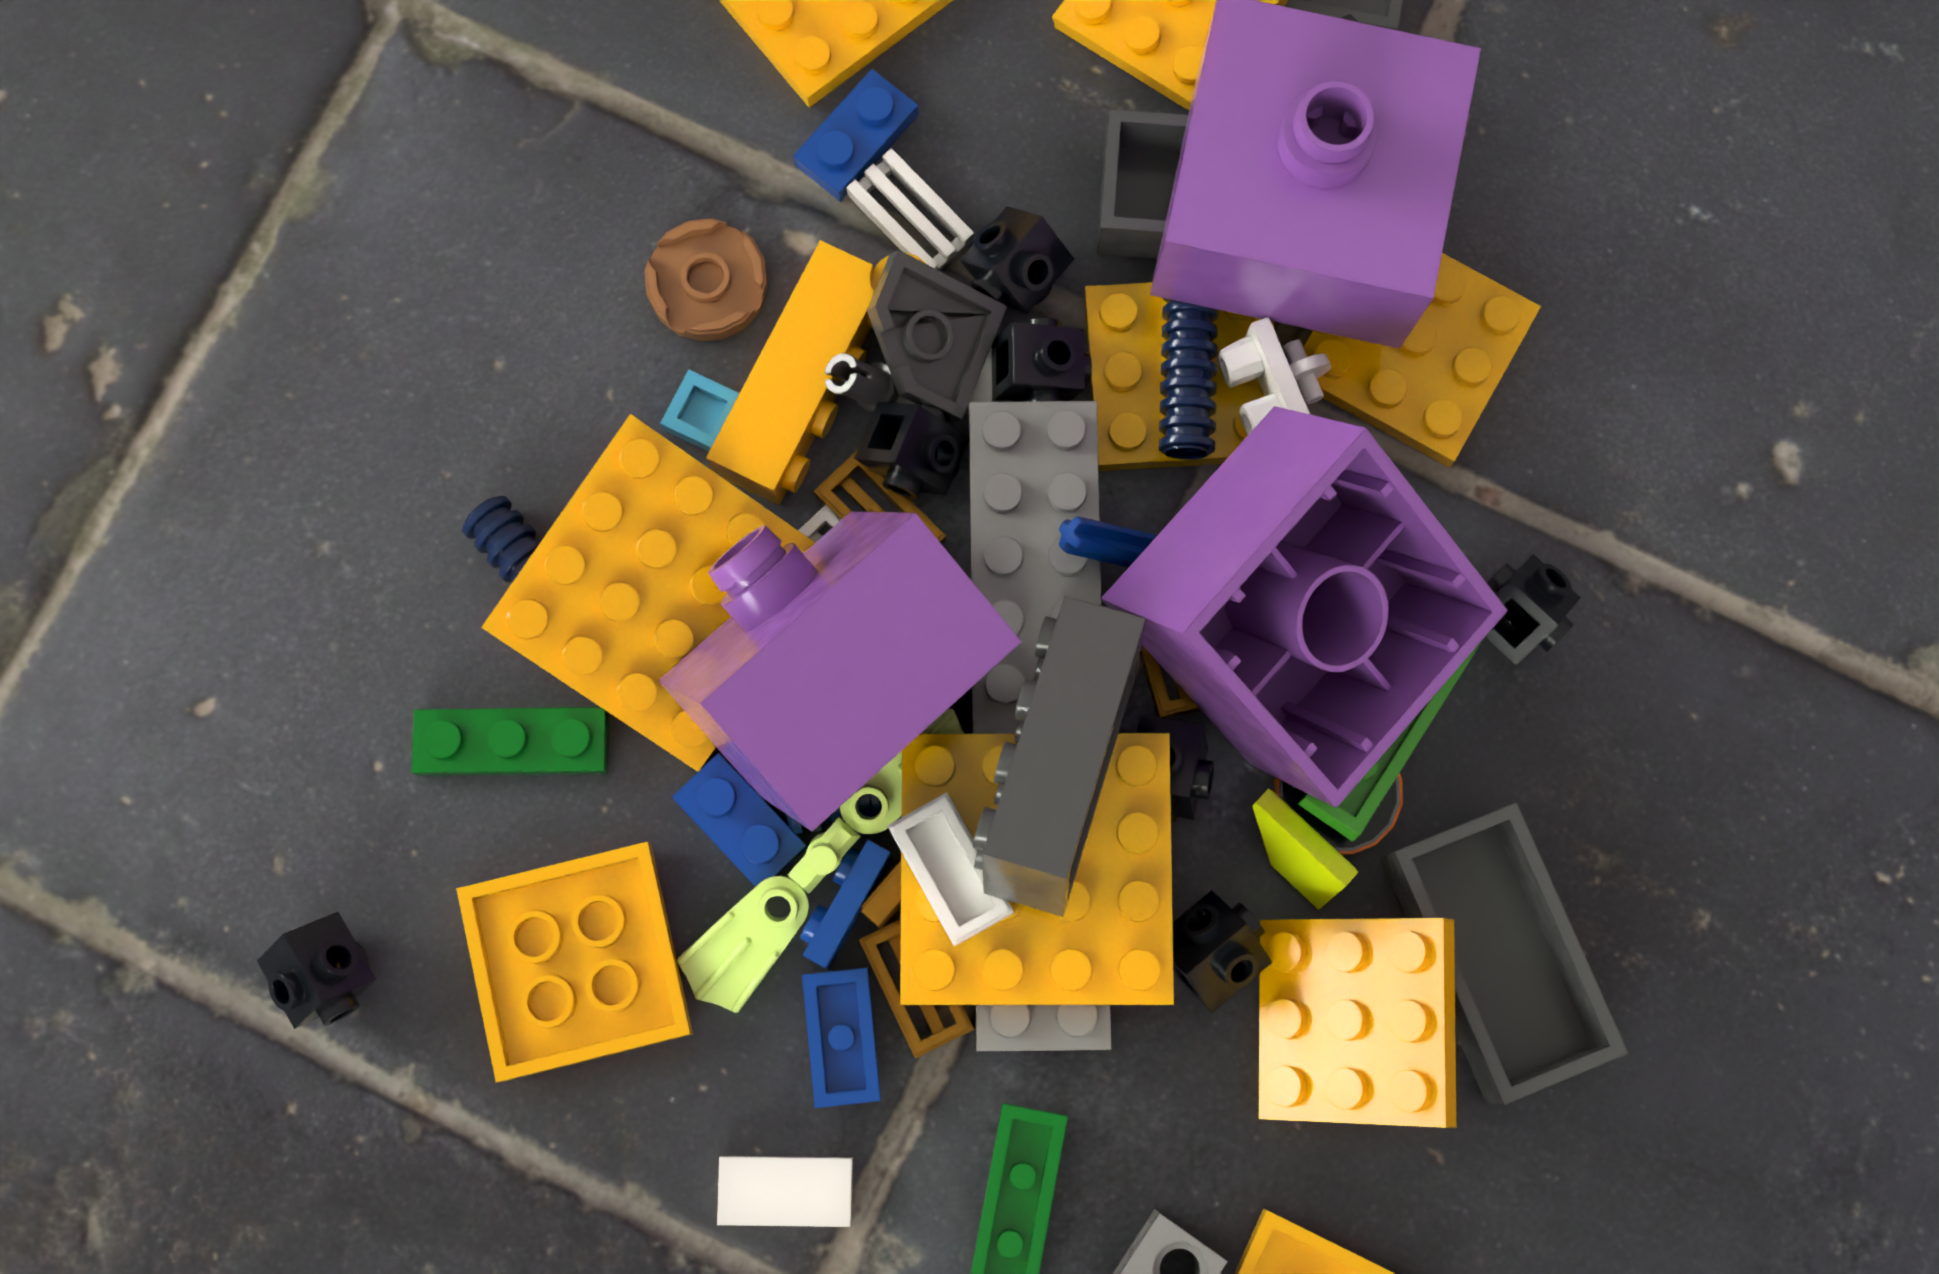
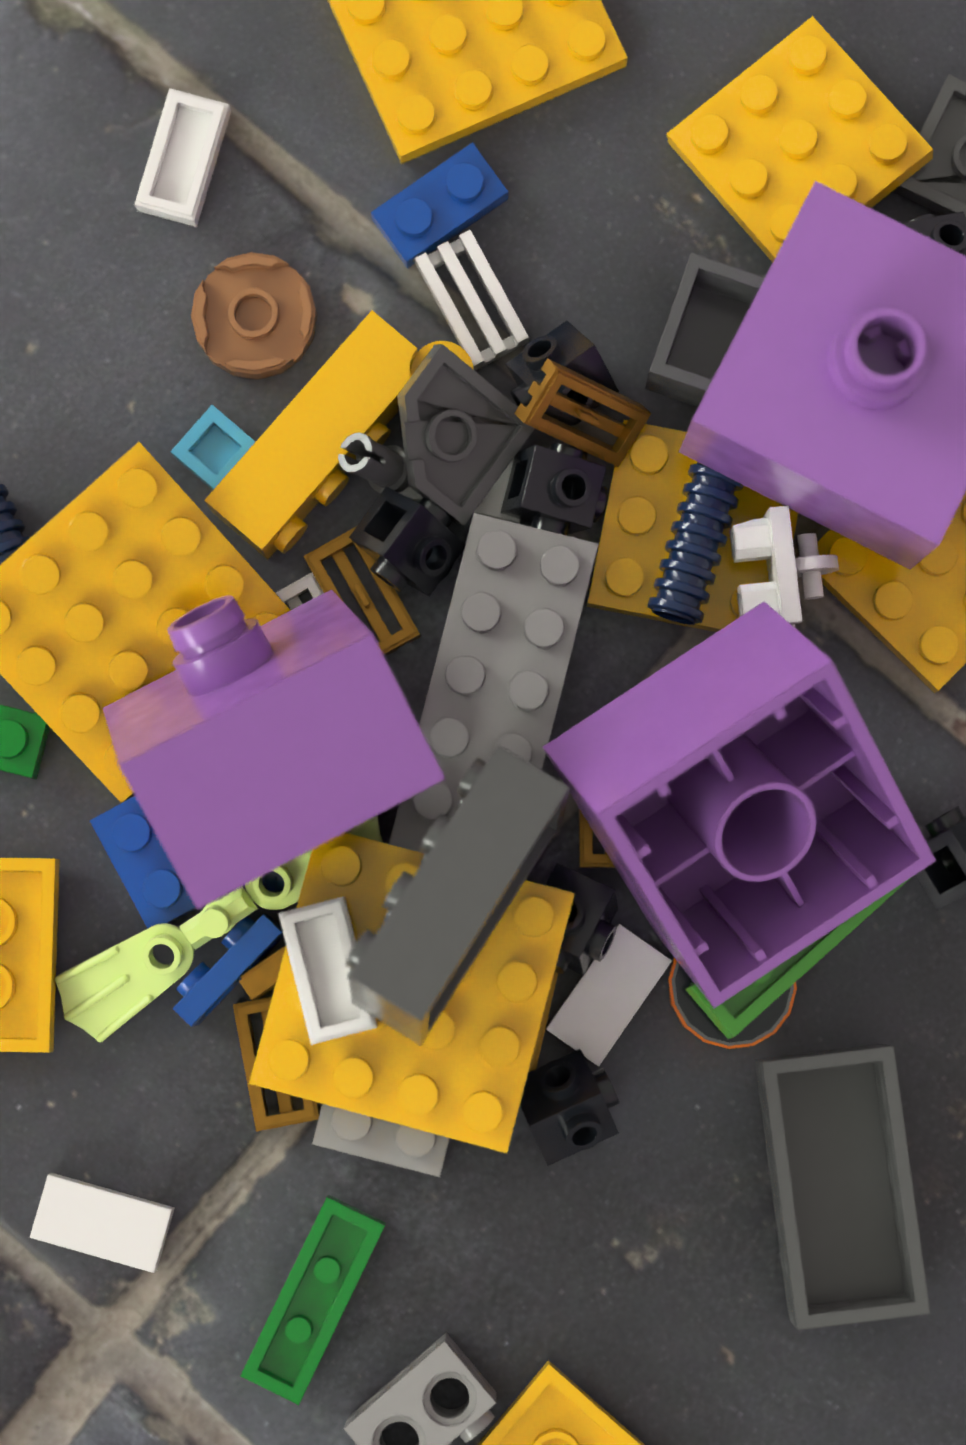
camera: 20 degrees right, 5 degrees up
(600, 151) = (183, 157): none -> white tile
(841, 1037) = (191, 1093): blue plate -> none
(1010, 271) = (546, 394): none -> pearl gold tile
(1103, 541) = (565, 687): blue axle -> none
(1221, 835) = (608, 996): none -> white tile
(1300, 851) = (677, 1033): neon yellow tile -> none
(1358, 1021) = (683, 1213): yellow plate -> none

